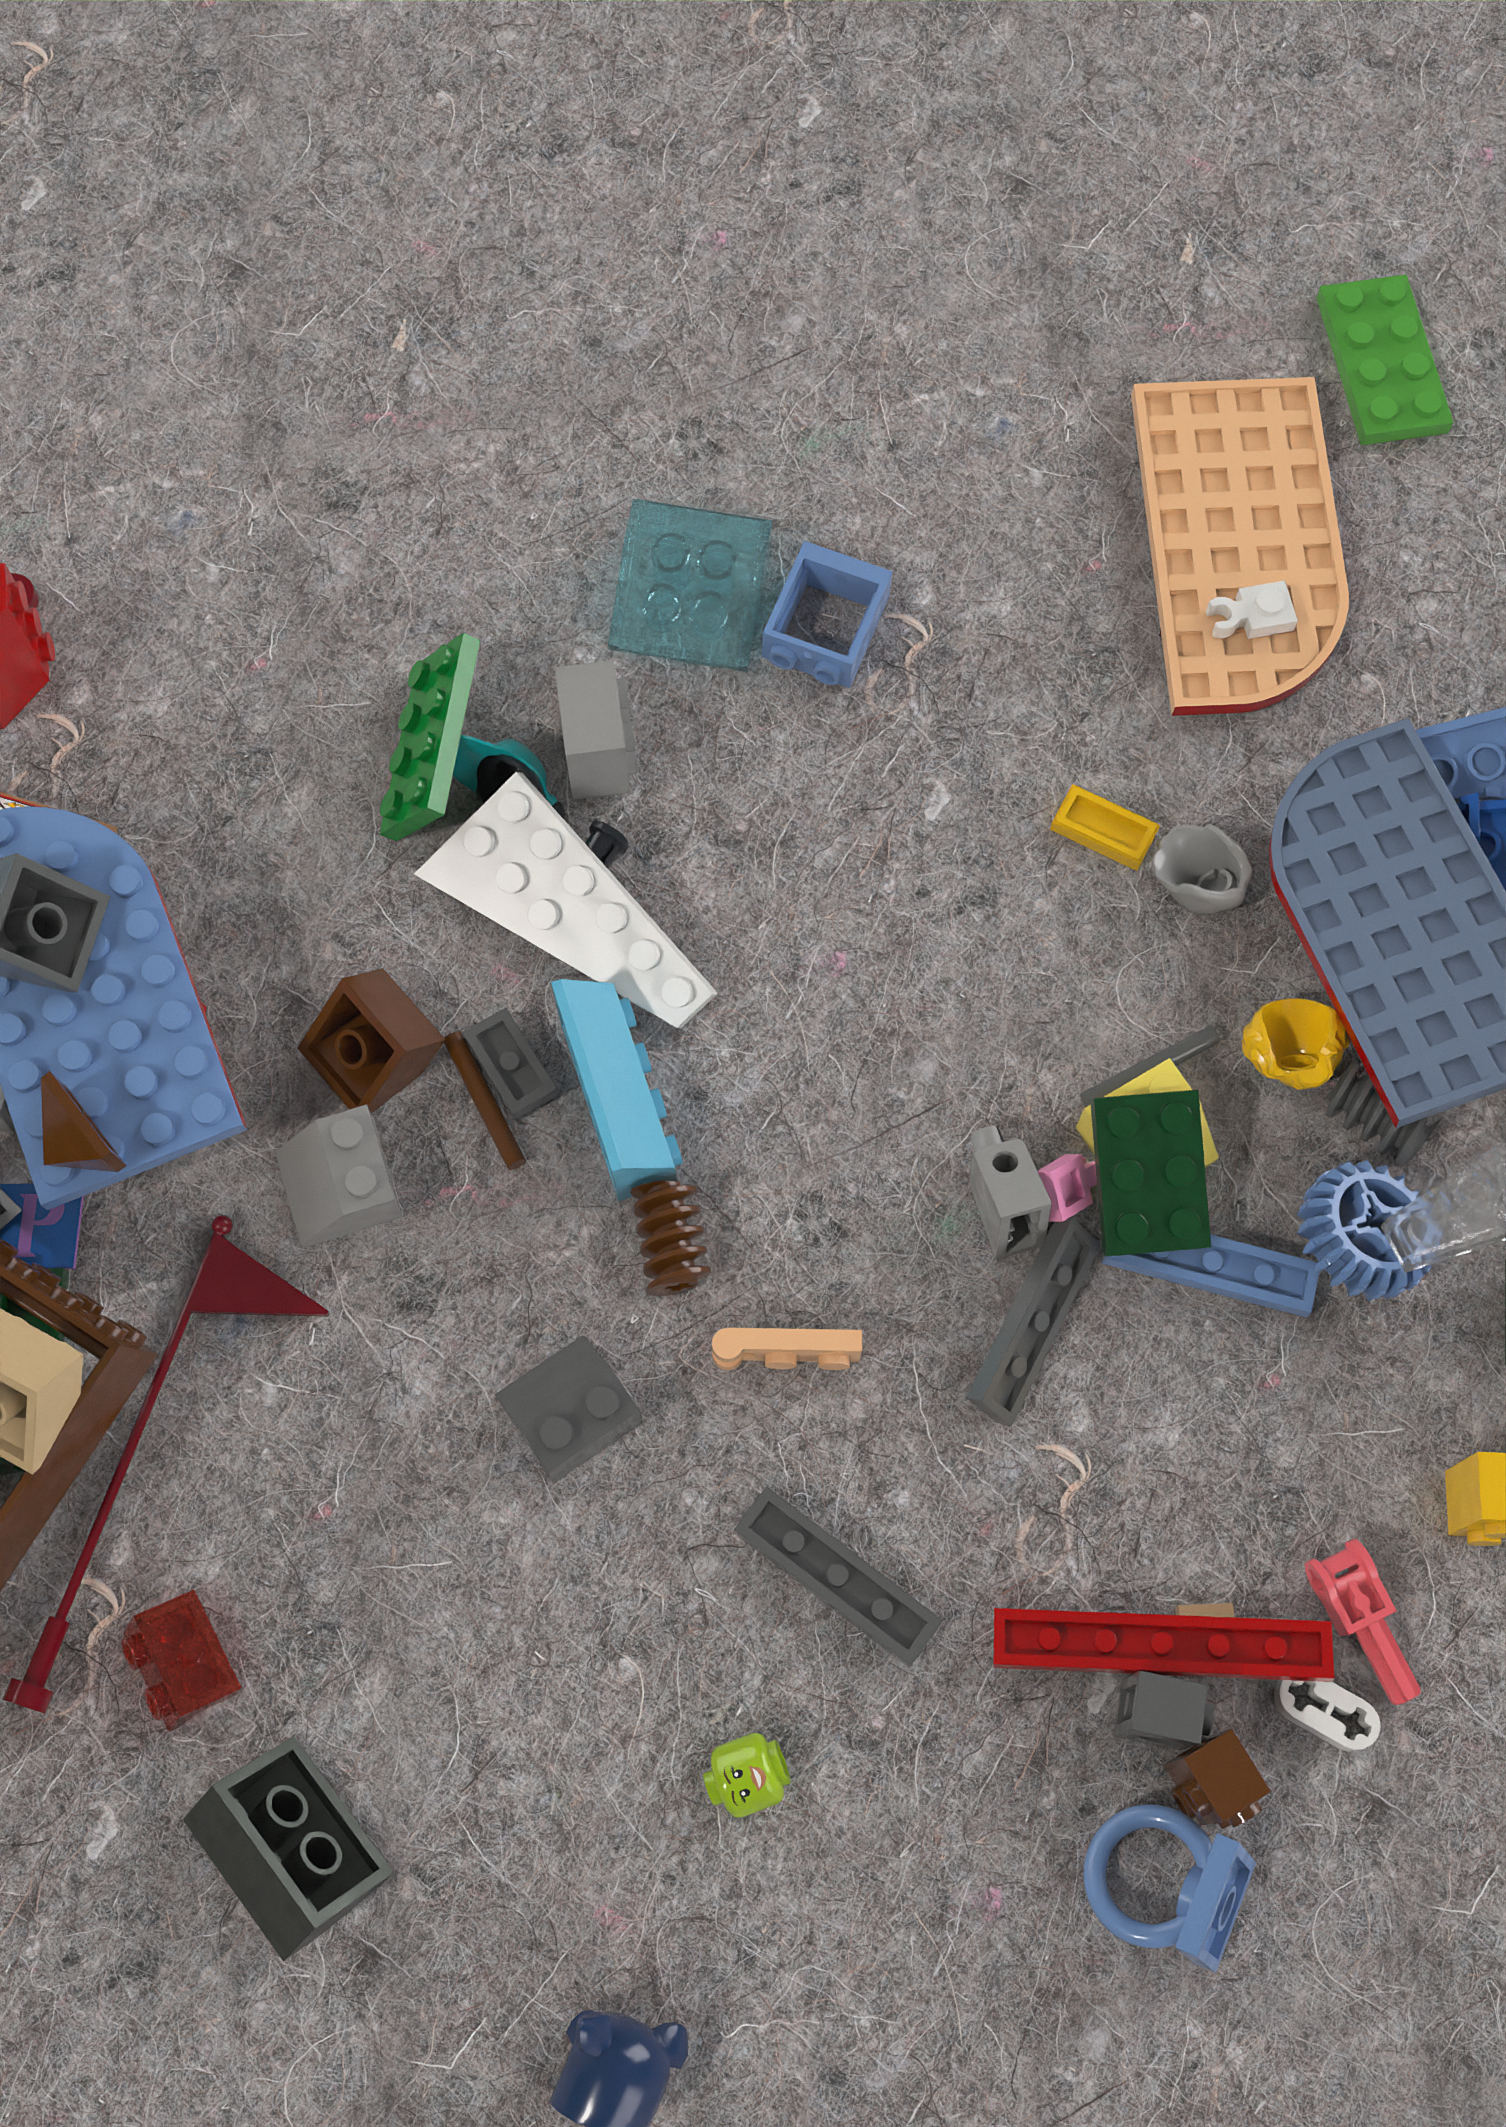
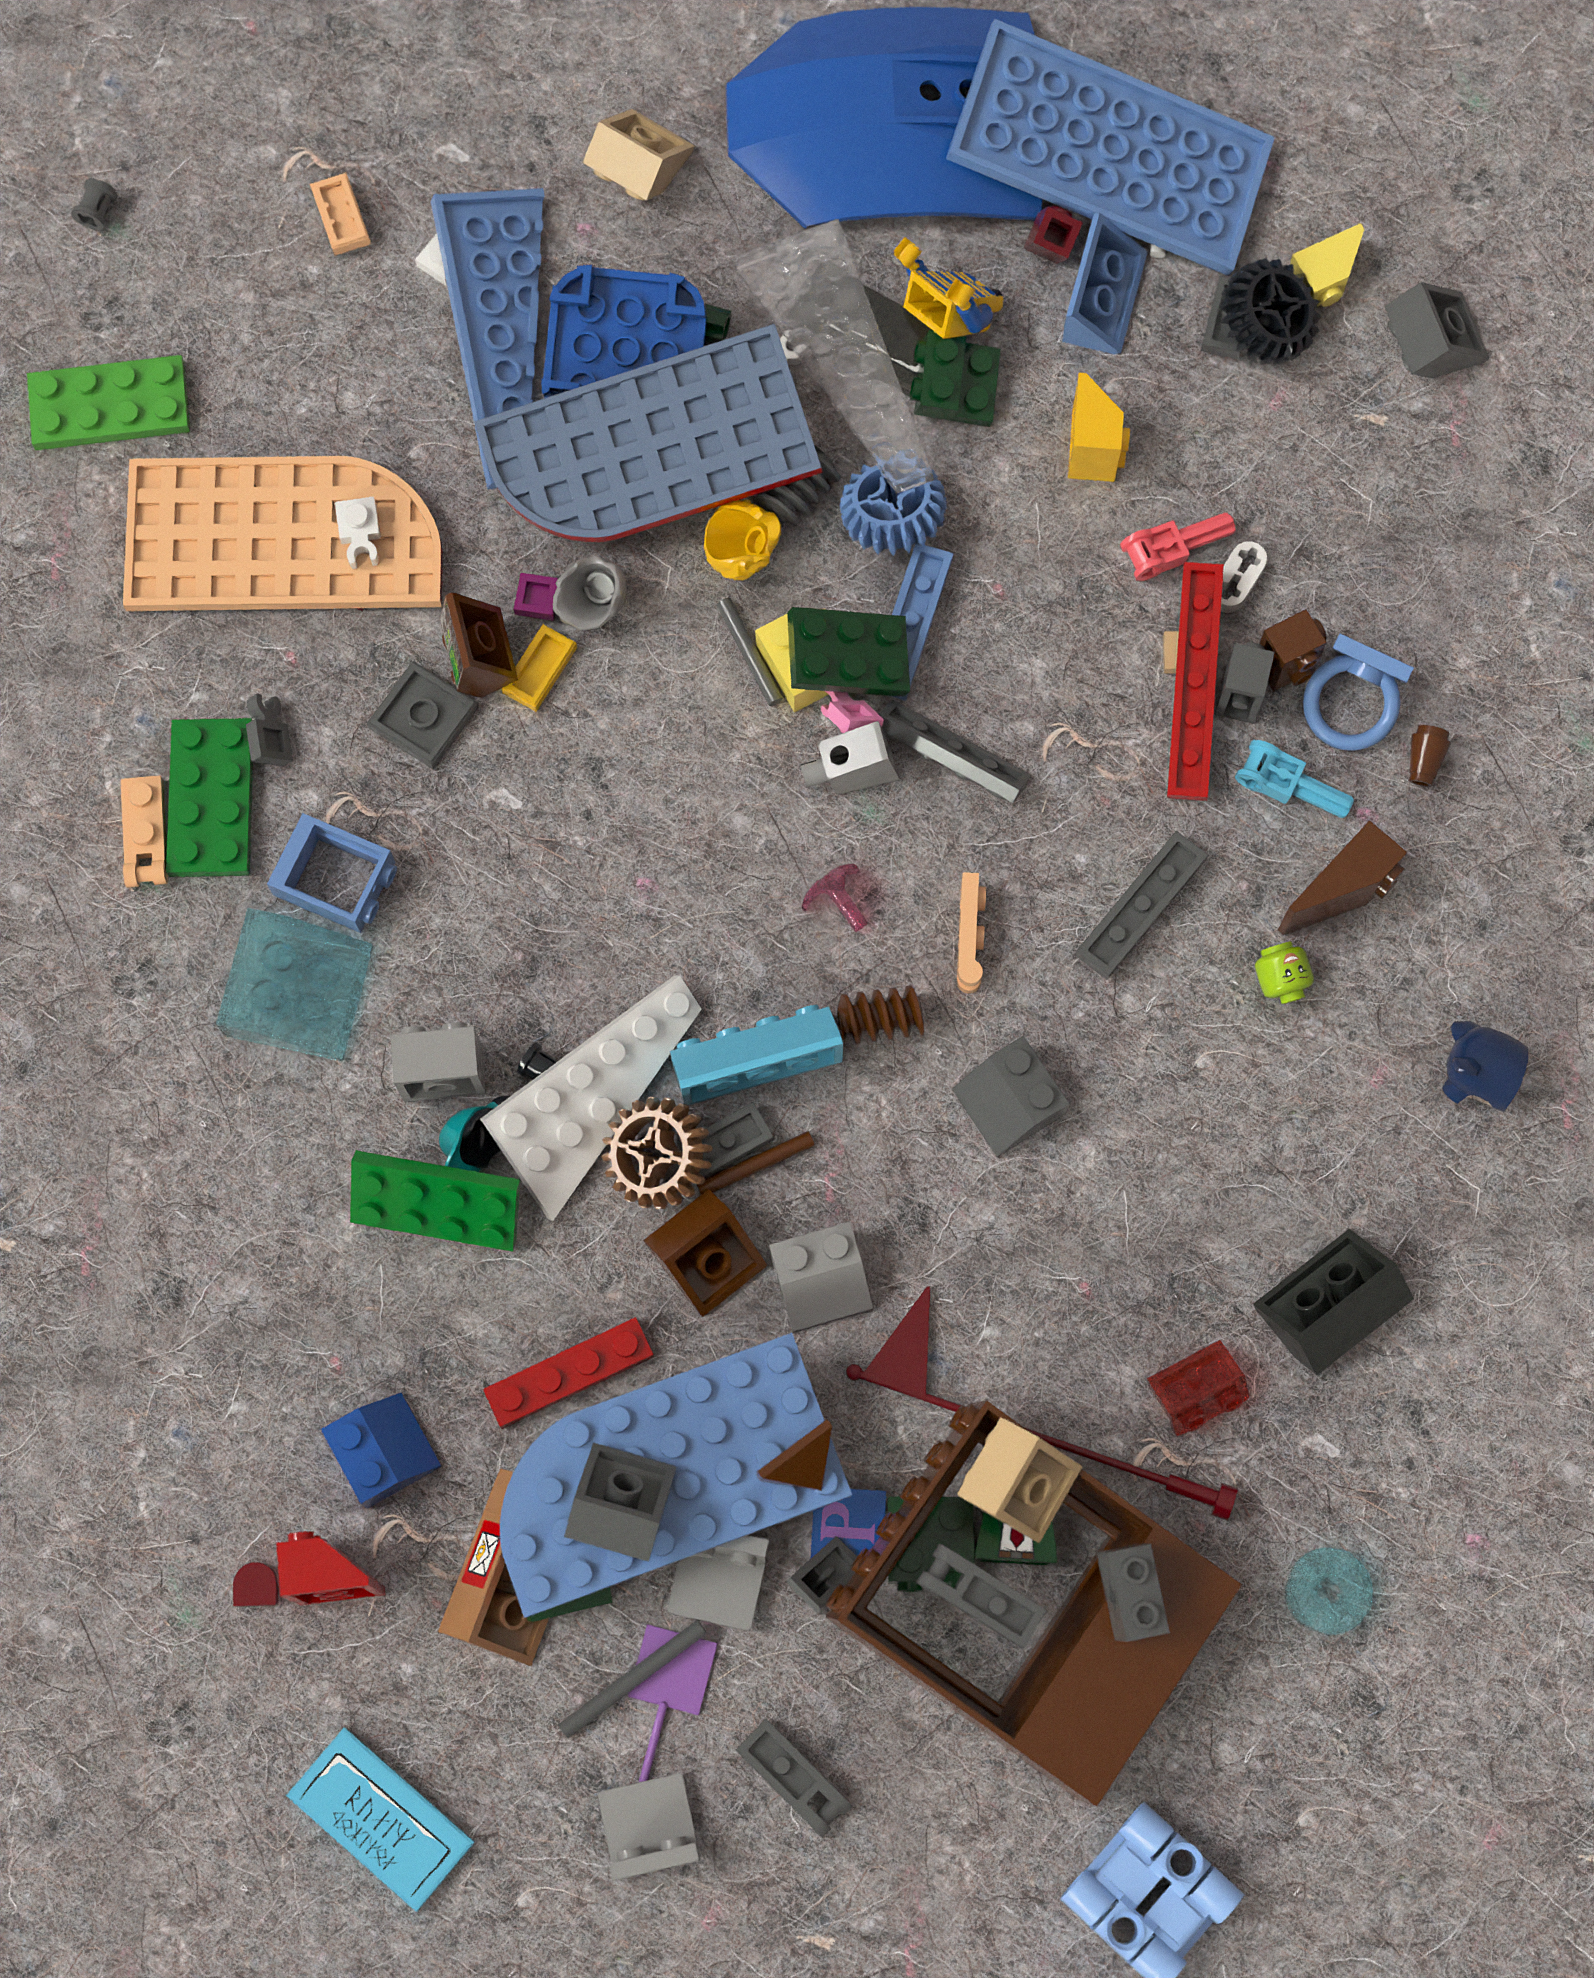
camera: 85 degrees left, 5 degrees up
(149, 705) = (381, 1449): none -> blue slope
(234, 903) = (568, 1373): none -> red plate
(498, 966) = (651, 1167): none -> medium nougat gear
(837, 1172) = (834, 885): none -> clear pink plant
(868, 431) = (144, 830): none -> light nougat plate
(885, 1871) = (1351, 880): none -> reddish brown slope
(914, 493) = (209, 798): none -> green plate
(986, 539) = (266, 736): none -> dark grey plate
(1032, 704) = (422, 715): none -> dark grey tile
(1034, 1776) = (1283, 776): none -> medium azure connector
(1084, 1992) = (1427, 753): none -> reddish brown cone
(1118, 740) = (476, 645): none -> reddish brown slope
(1194, 808) = (535, 596): none -> magenta plate

